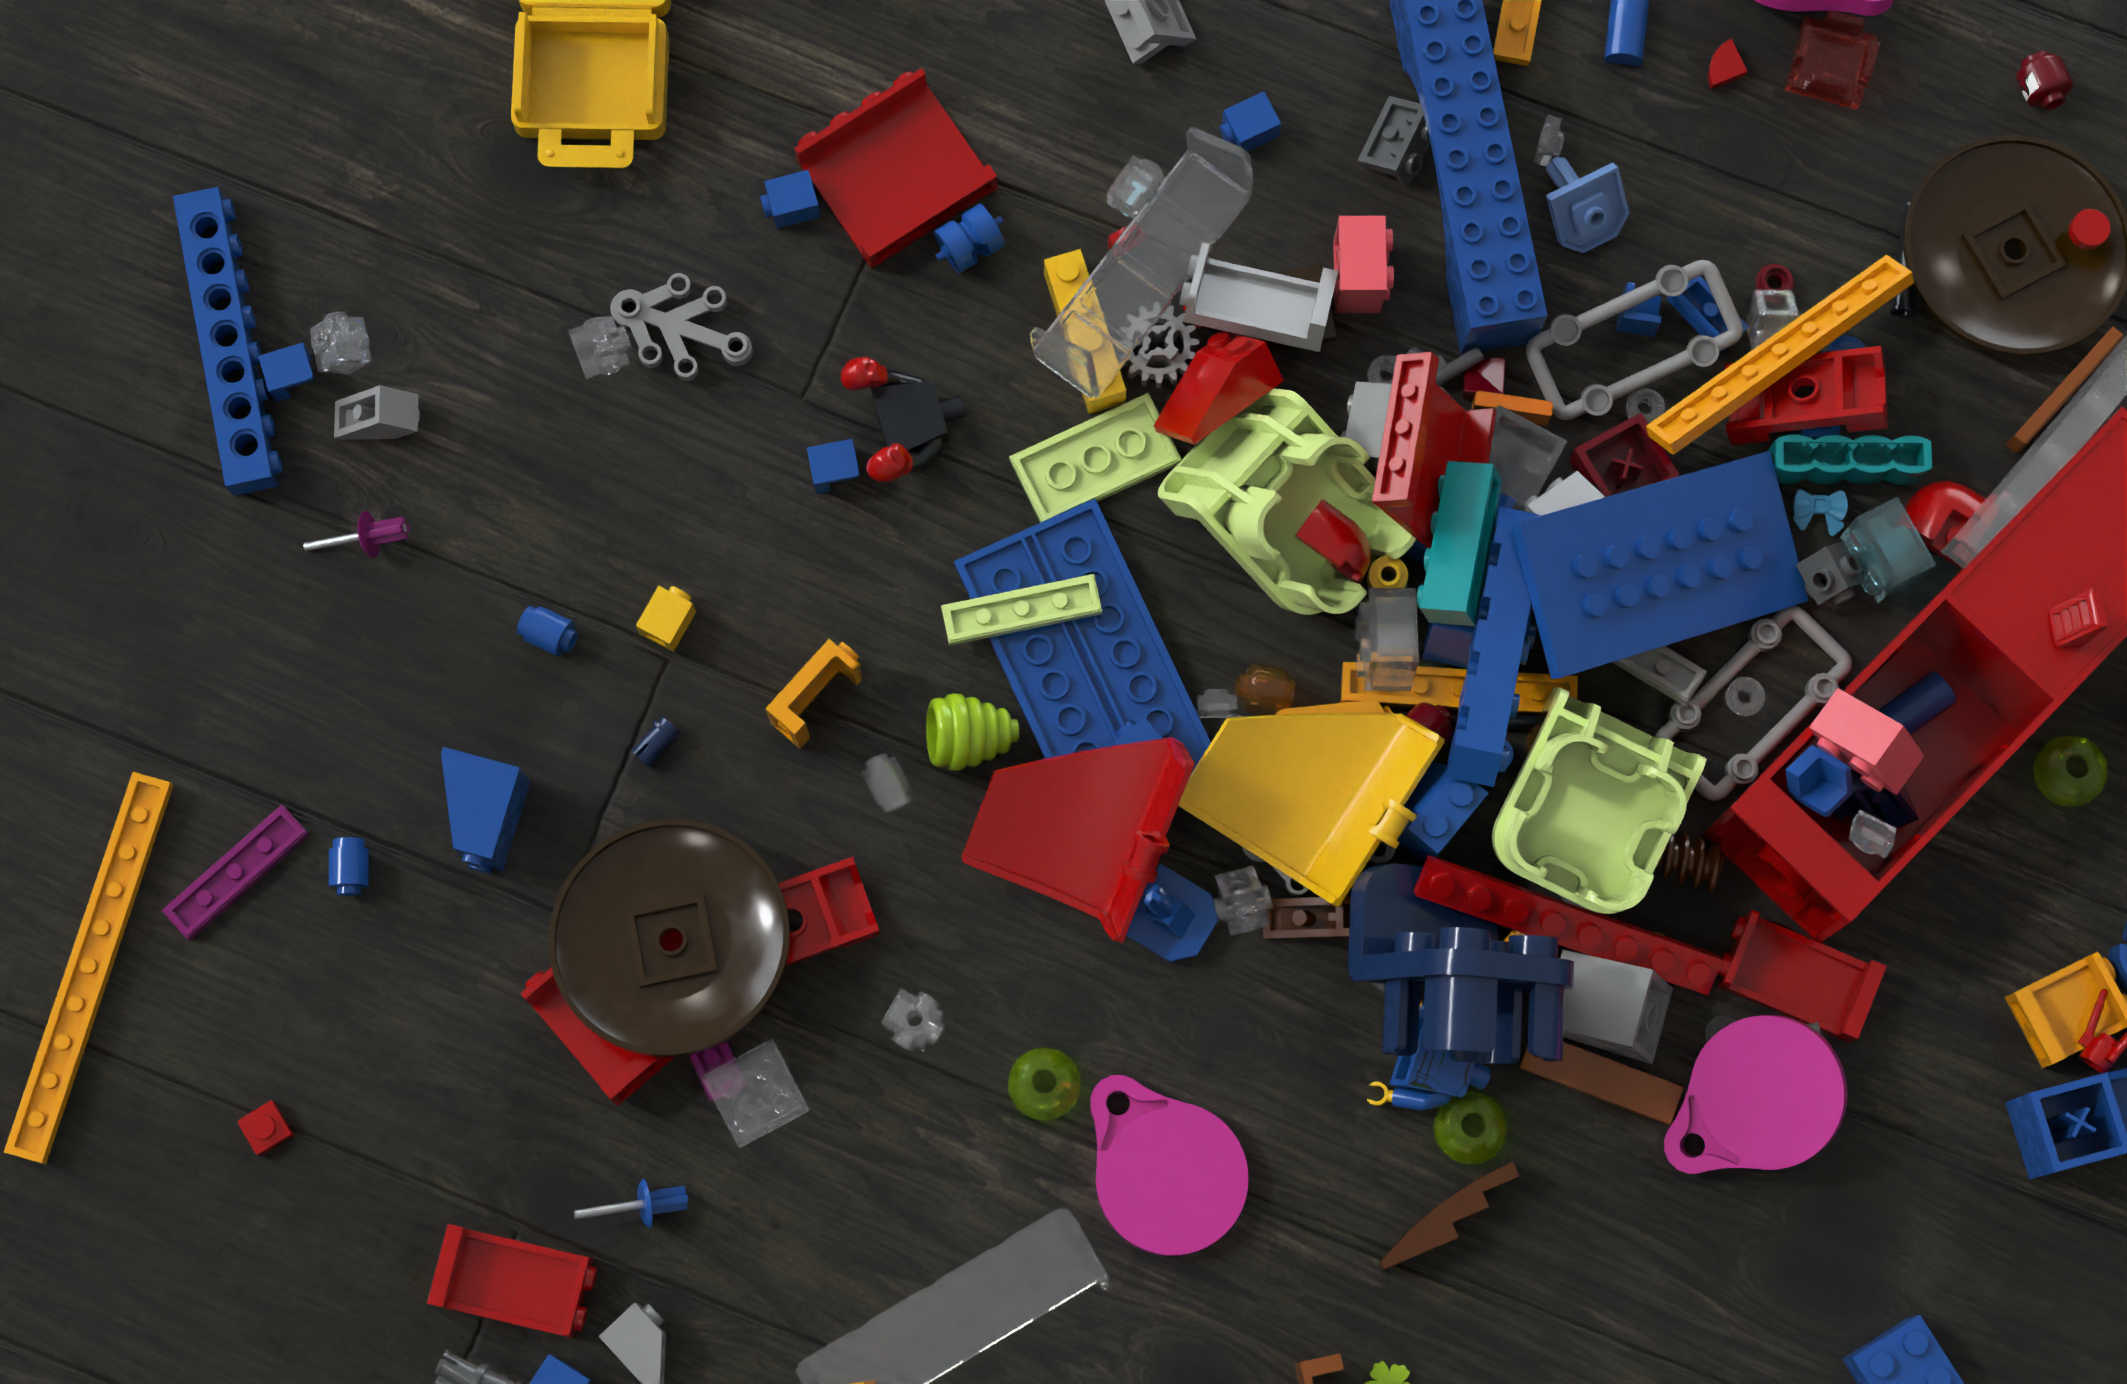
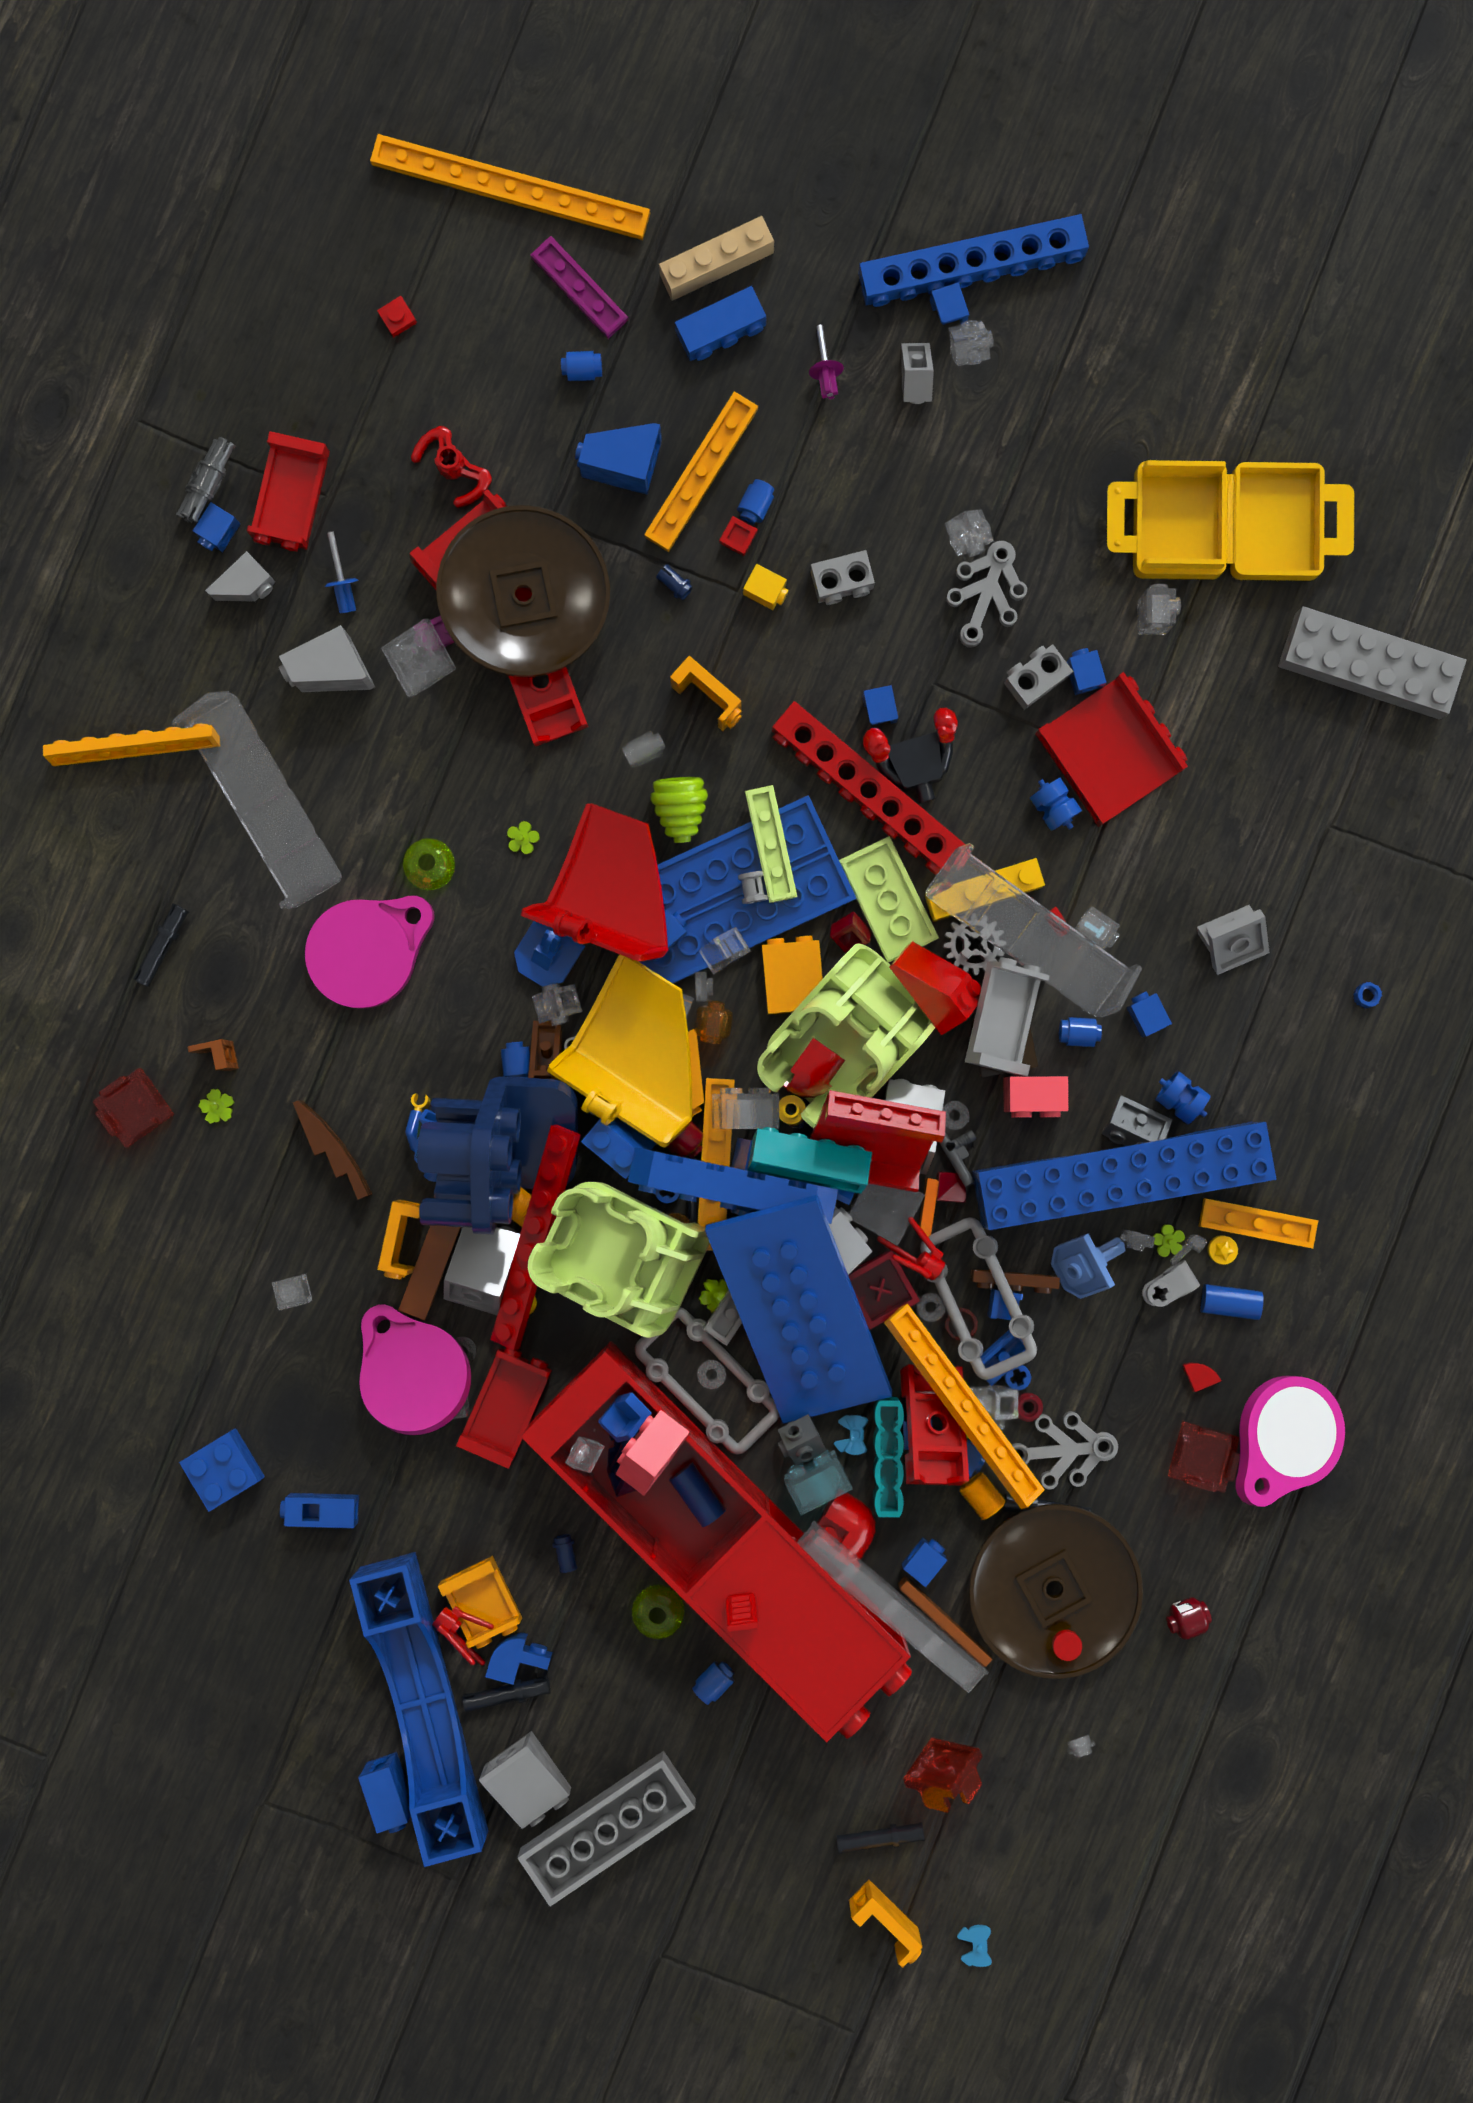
camera: 90 degrees right, 10 degrees up
(206, 680) = (716, 258): none -> tan brick
(299, 675) = (721, 324): none -> blue brick
(466, 1045) = (449, 454): none -> red piece
(503, 704) = (701, 471): none -> light orange plate
(593, 654) = (738, 536): none -> red plate
(648, 517) = (839, 569): none -> light grey brick
(712, 104) = (1157, 610): none -> clear brick
(764, 1219) = (326, 664): none -> light grey slope
(802, 257) = (1041, 681): none -> light grey brick
(906, 1007) = (469, 759): clear brick -> none
(949, 460) = (798, 719): none -> red brick
(1008, 952) = (522, 838): none -> lime plant
(1082, 632) = (752, 887): none -> light grey bush
(1141, 509) = (850, 931): none -> dark red slope
(1169, 671) = (724, 950): none -> clear panel
(1198, 584) = (790, 972): none -> light orange panel
(1274, 211) = (1079, 1032): none -> blue brick
(1322, 958) = (515, 1060): none -> blue brick
(1364, 75) = (1184, 1098): none -> blue wheel
(1460, 1146) = (408, 1179): clear neon green piece -> none
(1548, 103) = (1168, 1240): none -> lime plant
(1550, 73) = (1193, 1242): none -> clear hand
(1559, 36) = (1222, 1249): none -> yellow tile
(1571, 1124) = (394, 1238): none -> light orange panel
(1589, 405) = (926, 1264): none -> red plant
(1605, 95) = (1174, 1282): none -> light grey piece
(1609, 263) = (1016, 1280): none -> reddish brown plate
(1635, 690) = (714, 1293): none -> lime plant
(1650, 1272) = (292, 1291): none -> clear brick
(1657, 385) = (974, 1319): none -> clear red piece
(1692, 861) = (586, 1332): reddish brown piece -> none
(1740, 285) = (1025, 1379): none -> blue bush
(1829, 230) = (1069, 1450): none -> light grey plant
(1898, 338) = (982, 1496): none -> light orange piece
(1954, 1233) = (320, 1510): none -> blue brick
(1985, 415) = (925, 1561): none -> blue brick
(2001, 893) = (565, 1553): none -> dark blue pin

